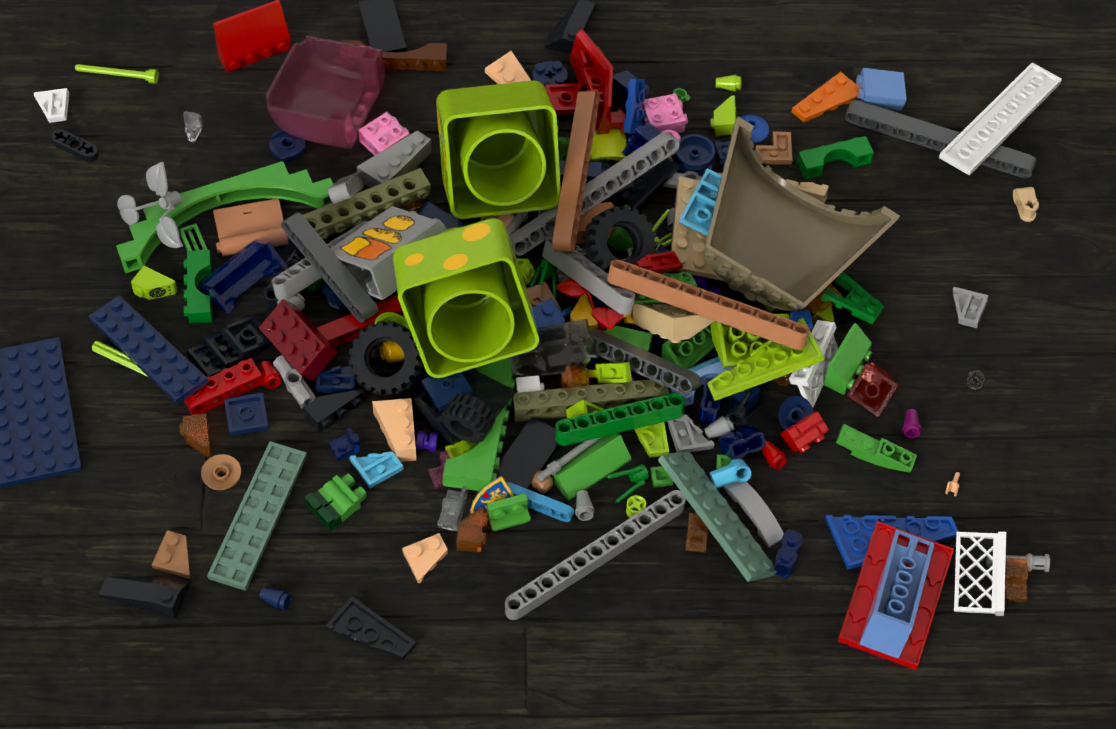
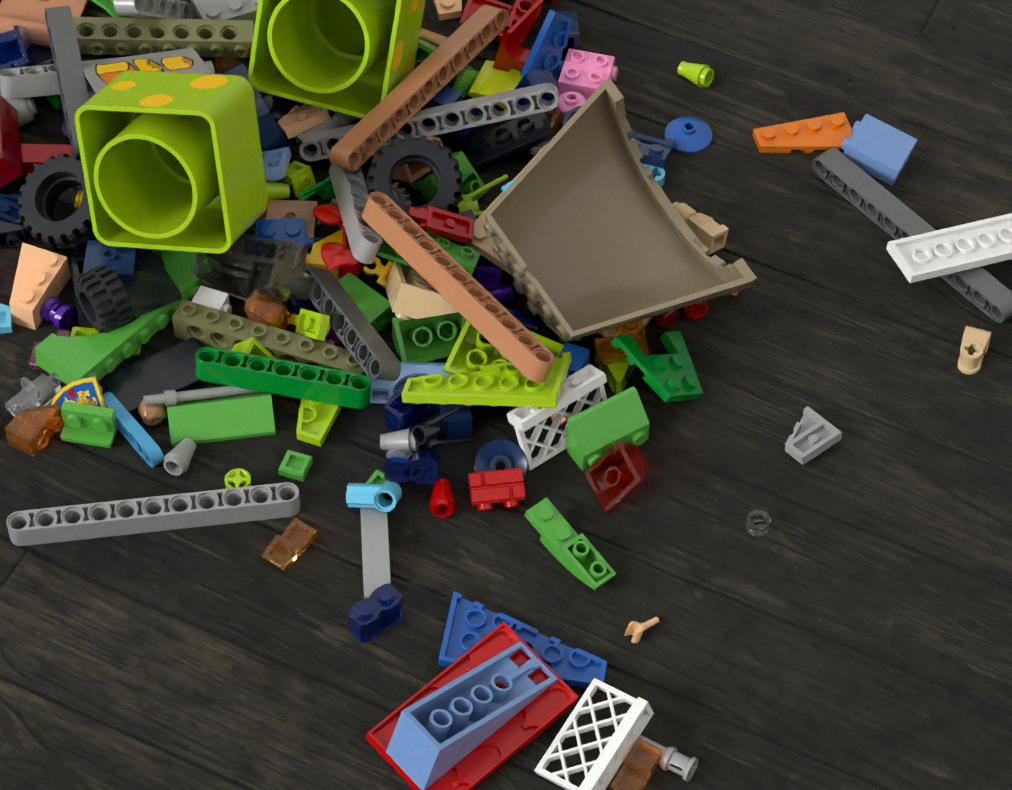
camera: 30 degrees right, 5 degrees down
(636, 474) = (266, 448): green plant -> none
(682, 95) = (625, 66): bright green plate -> none
(688, 436) = (357, 434): light grey wing -> none
(717, 515) = (322, 534): sand green plate -> none
(724, 117) = (661, 108): lime slope -> none
(780, 152) = (699, 172): medium nougat plate -> none
(854, 151) = (791, 204): green arch -> none
(911, 425) = (636, 539): magenta cone -> none

